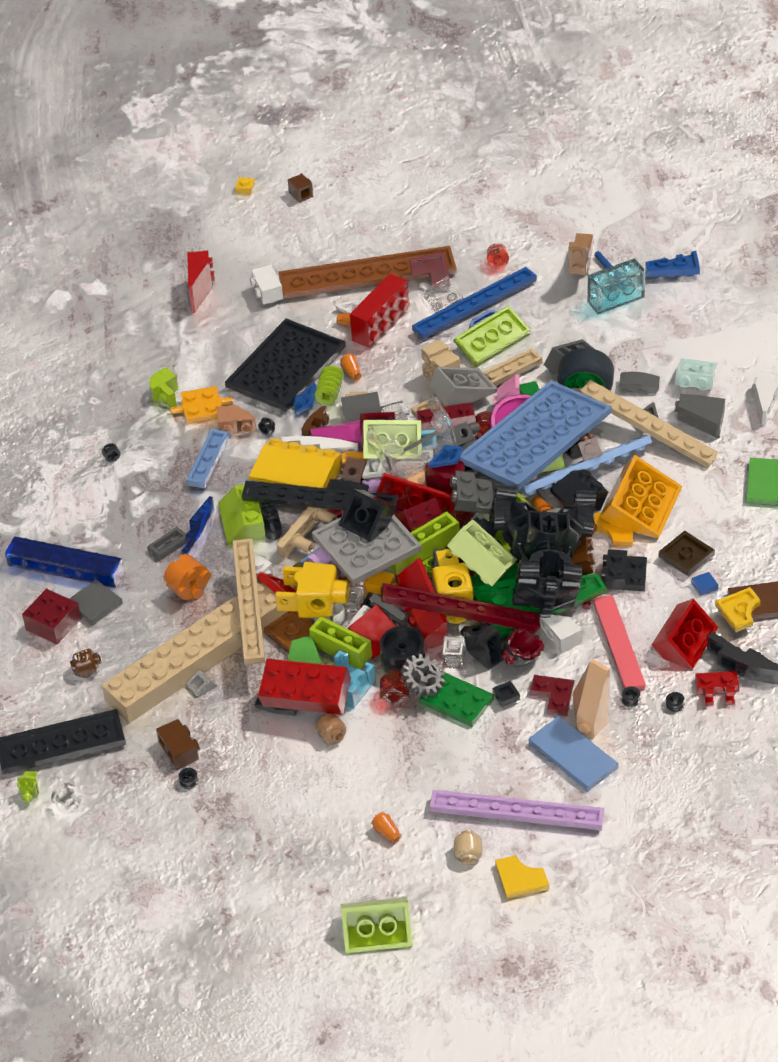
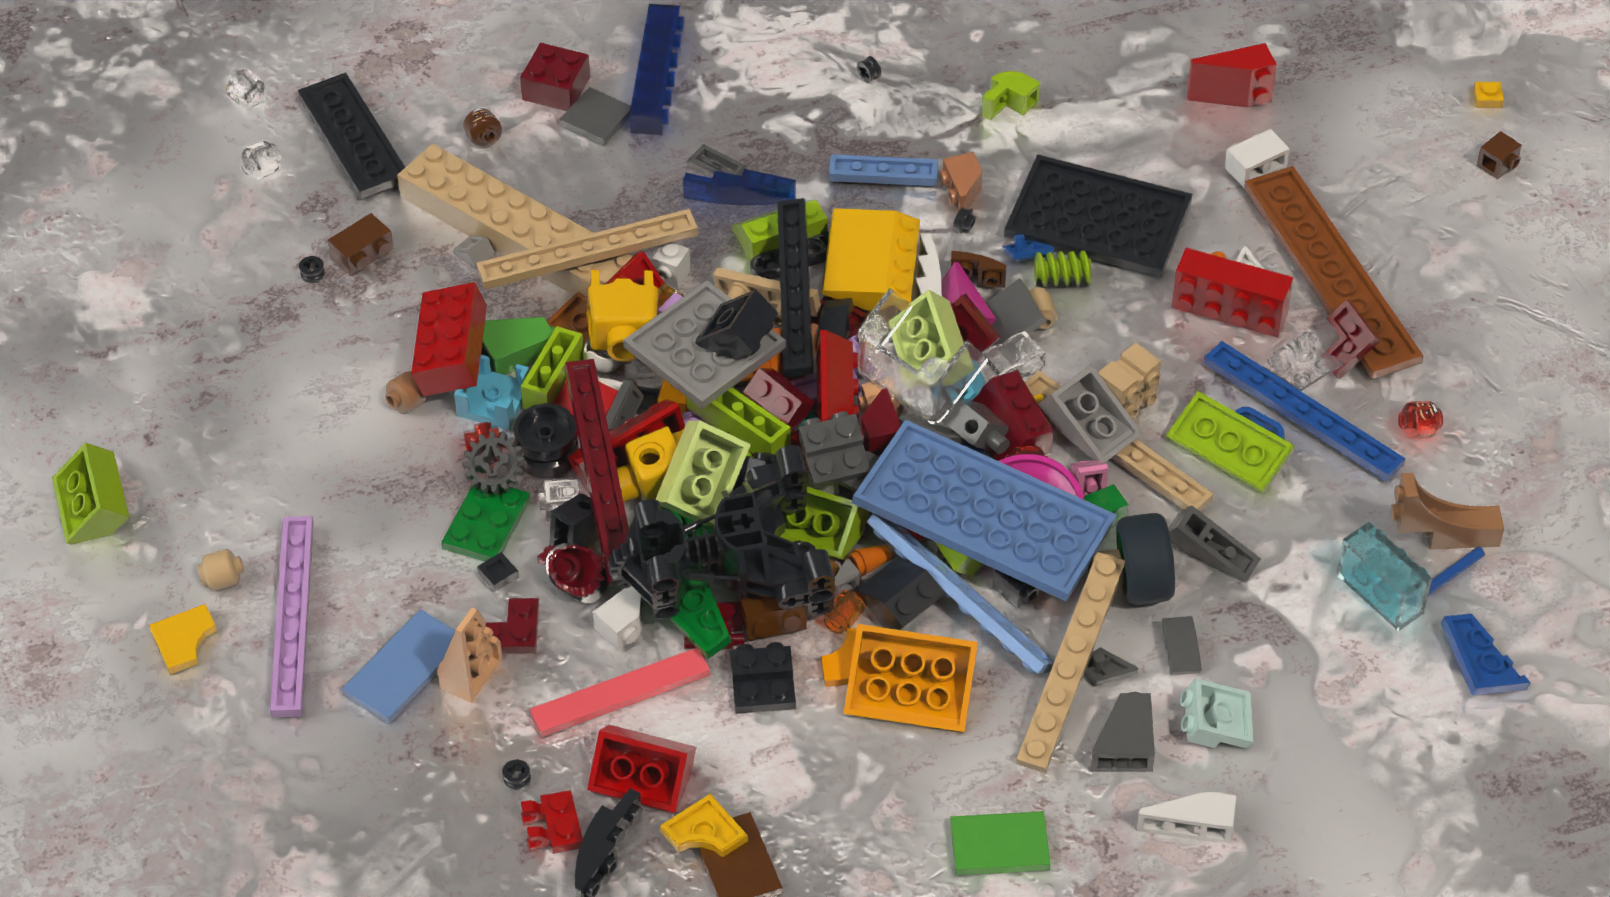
camera: 75 degrees right, 5 degrees up
(28, 786) = (279, 124): lime piece -> none
(187, 577) = (638, 188): orange brick -> none
(200, 404) = (992, 142): light orange plate -> none
(351, 367) = (1113, 289): orange cone -> none
(386, 827) = (248, 480): orange cone -> none
(446, 456) = (895, 405): blue piece -> none
(589, 447) = (985, 586): brick -> none
(631, 702) = (521, 727): black bush -> none
(686, 553) = (813, 751): dark brown plate -> none
(704, 583) = (759, 784): blue tile -> none

